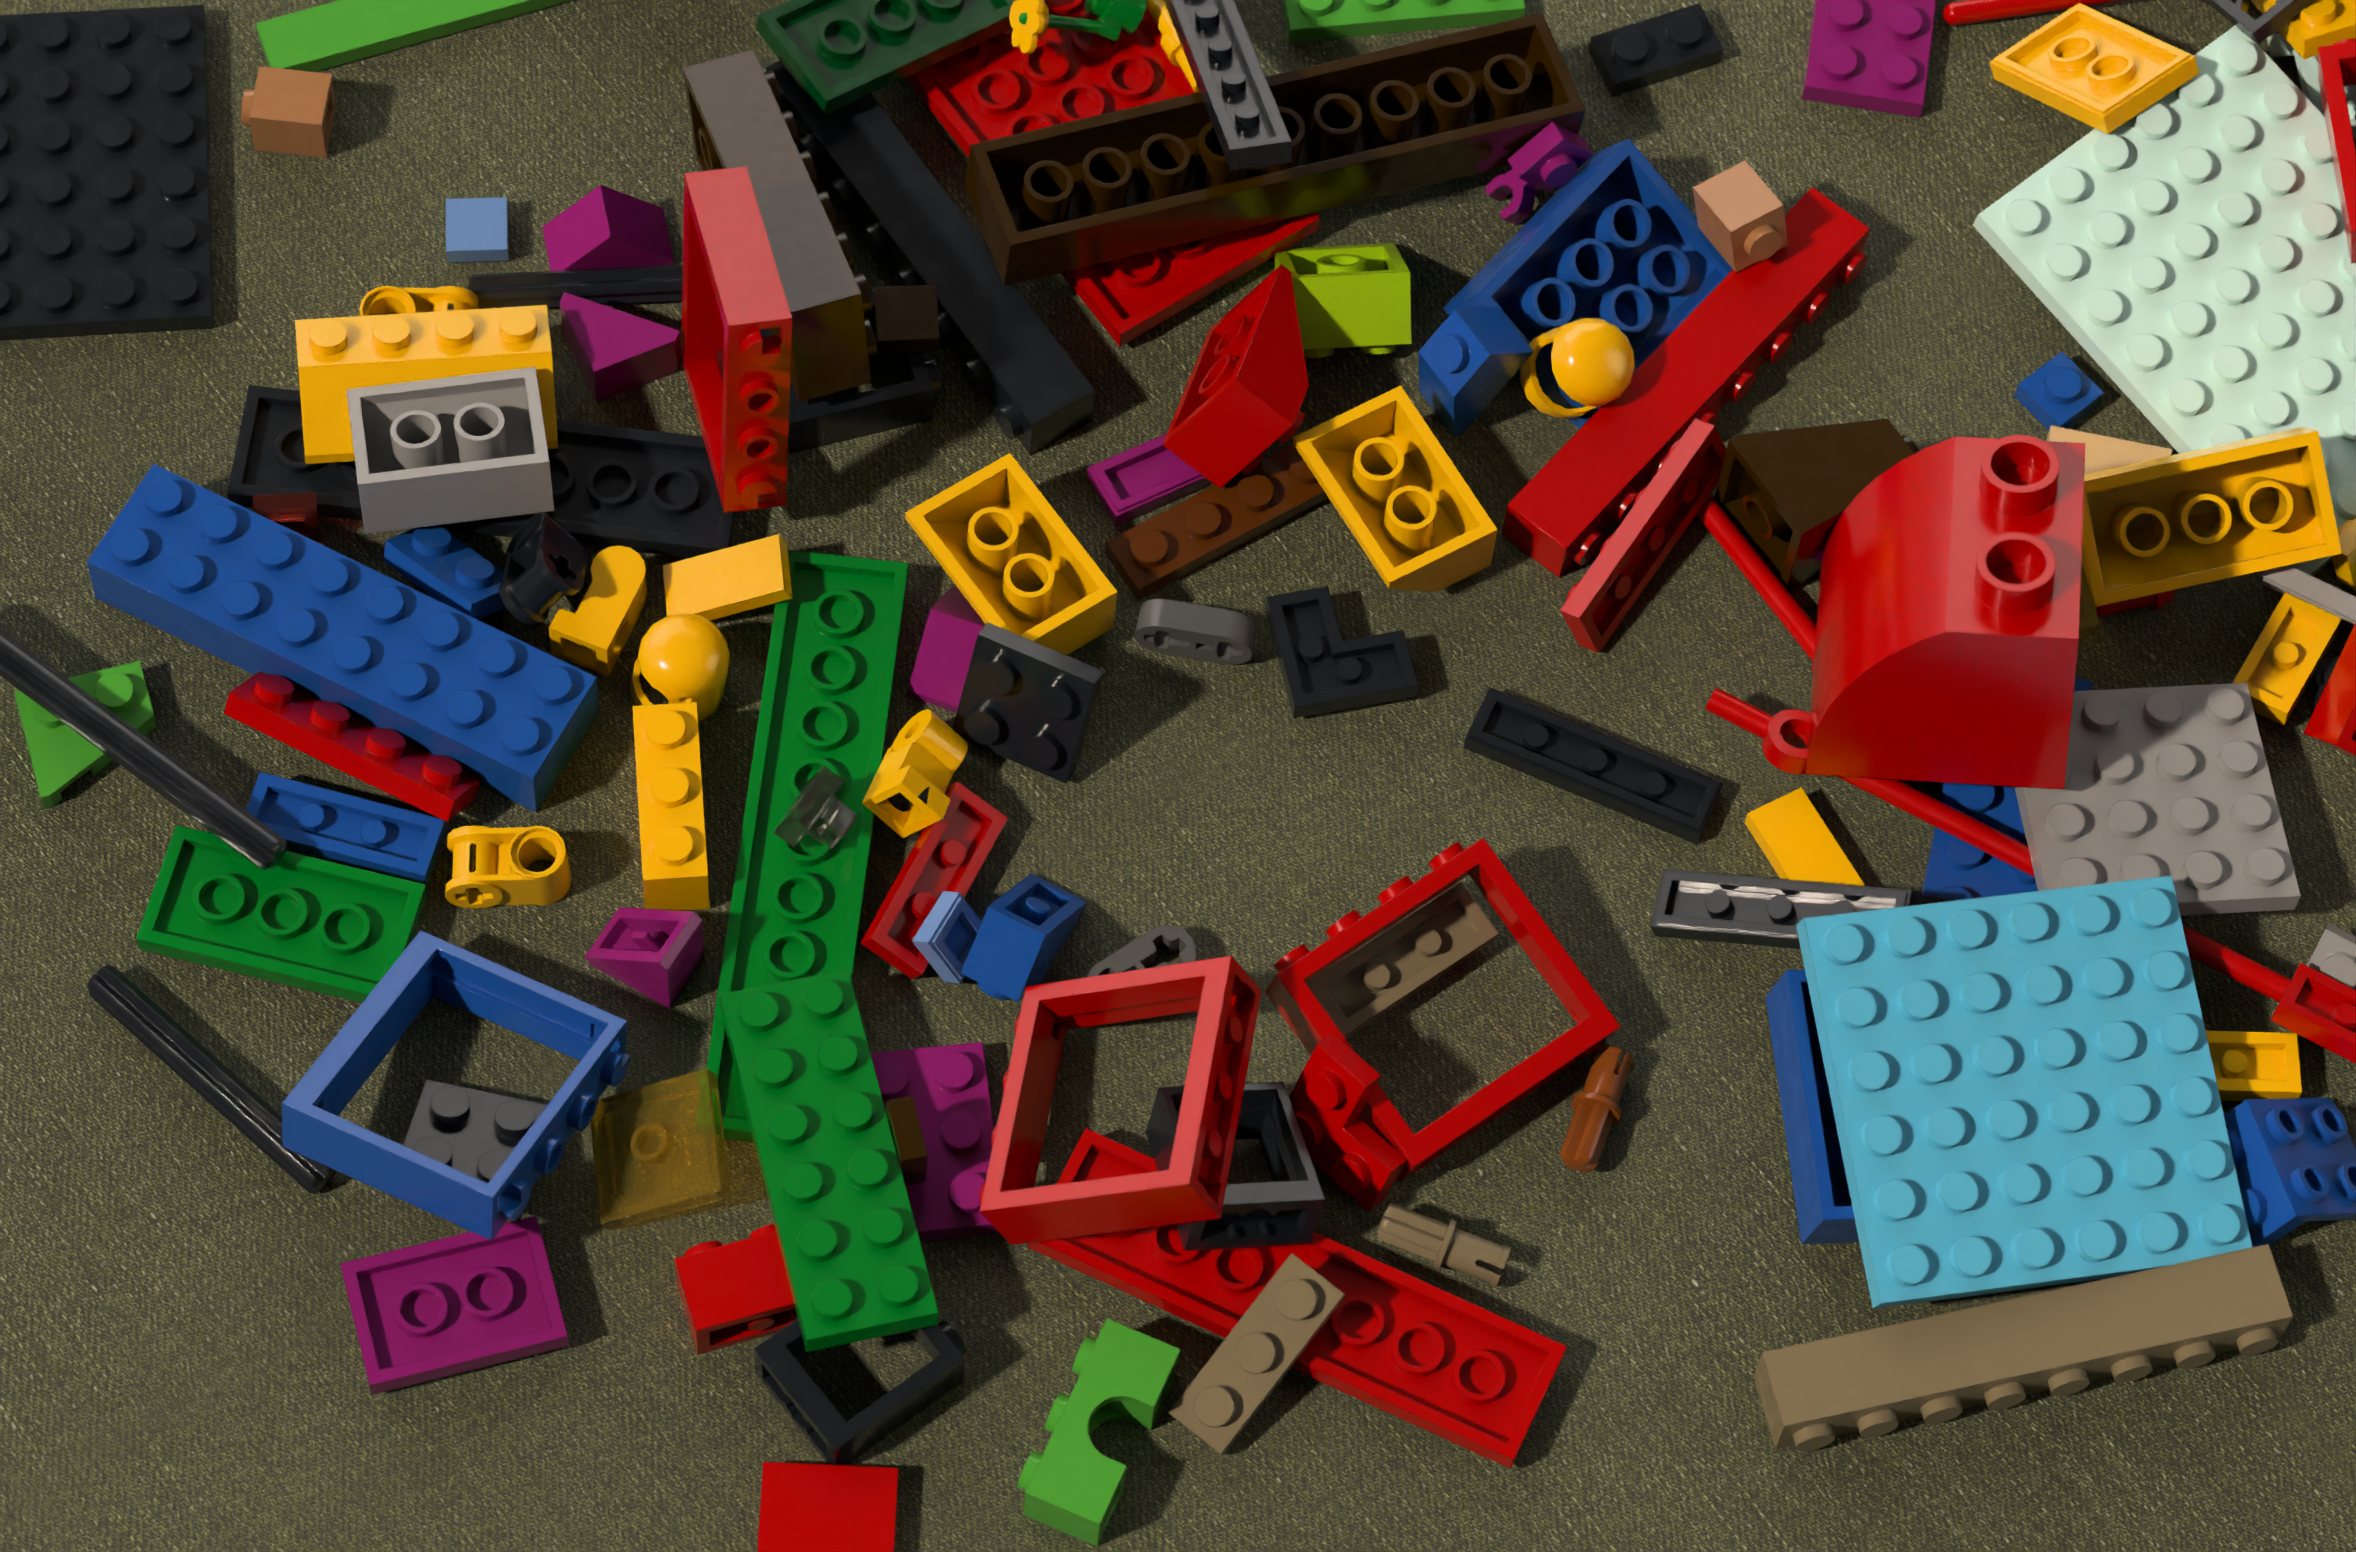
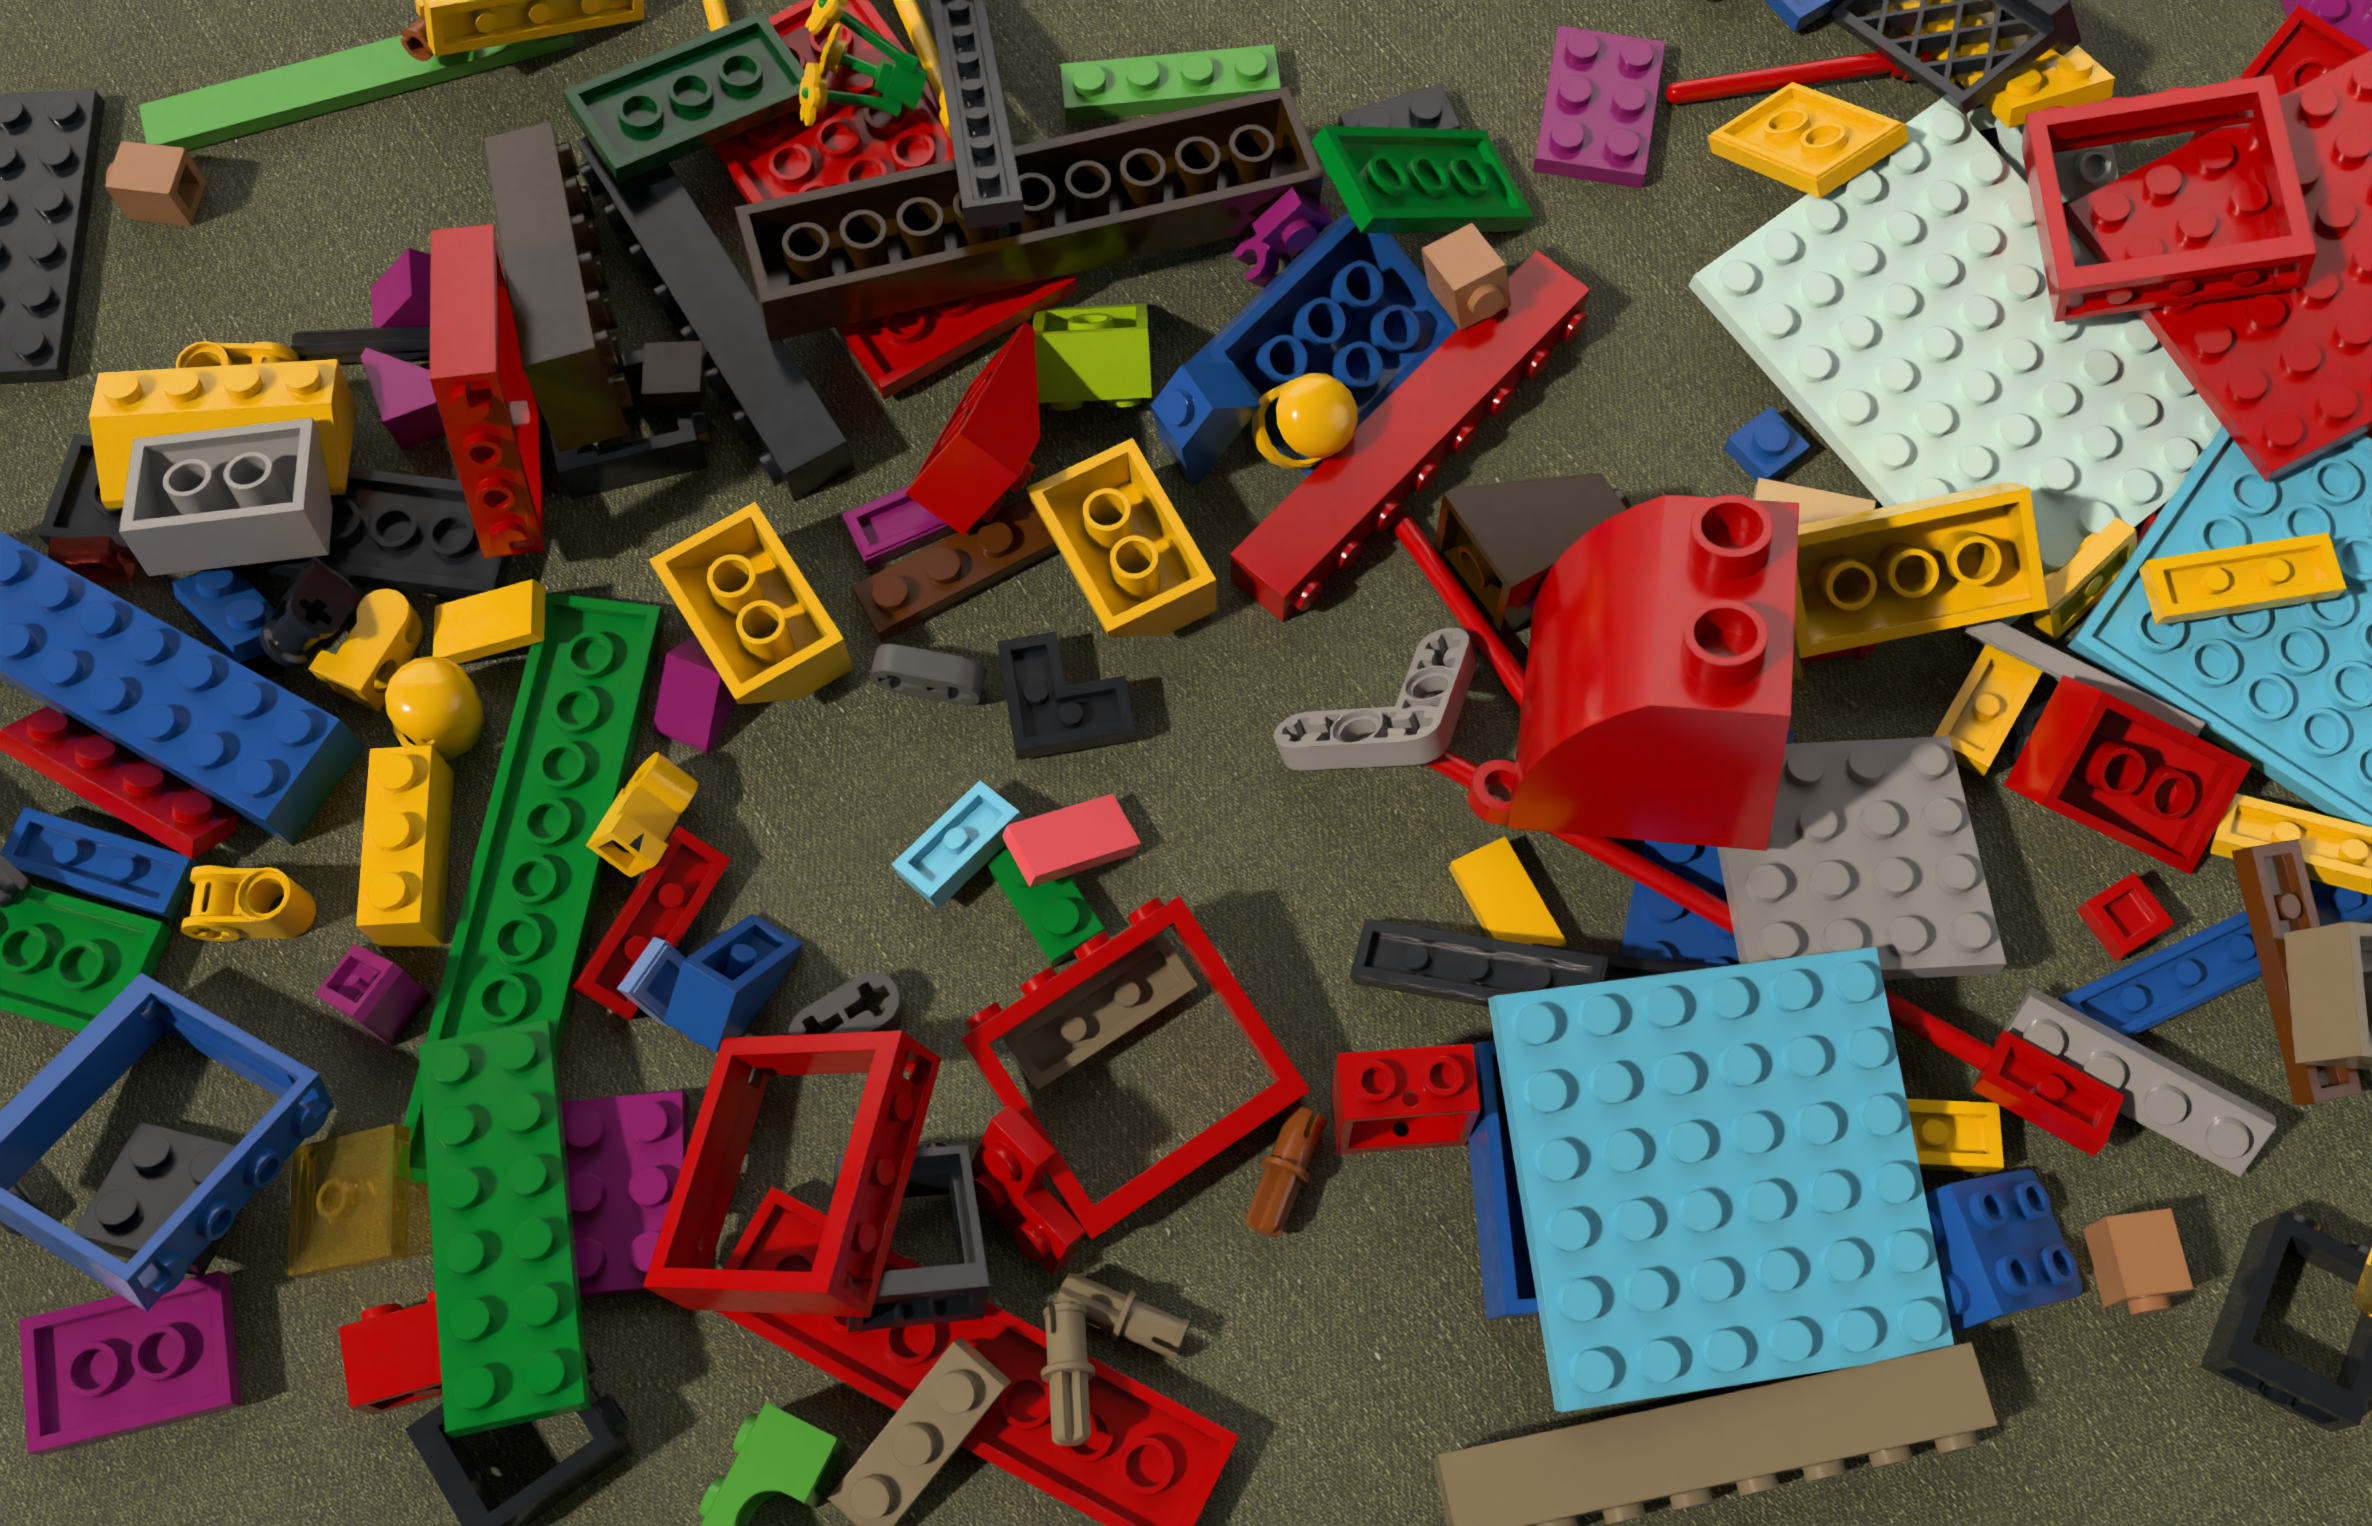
camera: 10 degrees right, 5 degrees up
(477, 229) = (311, 290): medium blue tile -> none
(817, 812) = (533, 856): clear smoke tile -> none
(908, 1139) = (582, 1205): dark brown tile -> none
(1027, 702) = (752, 746): black plate -> none
(1243, 800) = (957, 844): none -> medium azure plate
(1332, 853) = (1050, 911): none -> green plate
(1360, 793) = (1070, 840): none -> coral tile
(1400, 1286) = (1068, 1373): none -> dark tan axle
(1593, 765) = (1304, 810): black tile -> none
(1645, 536) = (1362, 585): red plate -> none
(1684, 1031) = (1421, 1087): none -> red window
(1689, 112) = (1421, 179): none -> green plate
(1698, 683) = (1401, 734): none -> light grey beam

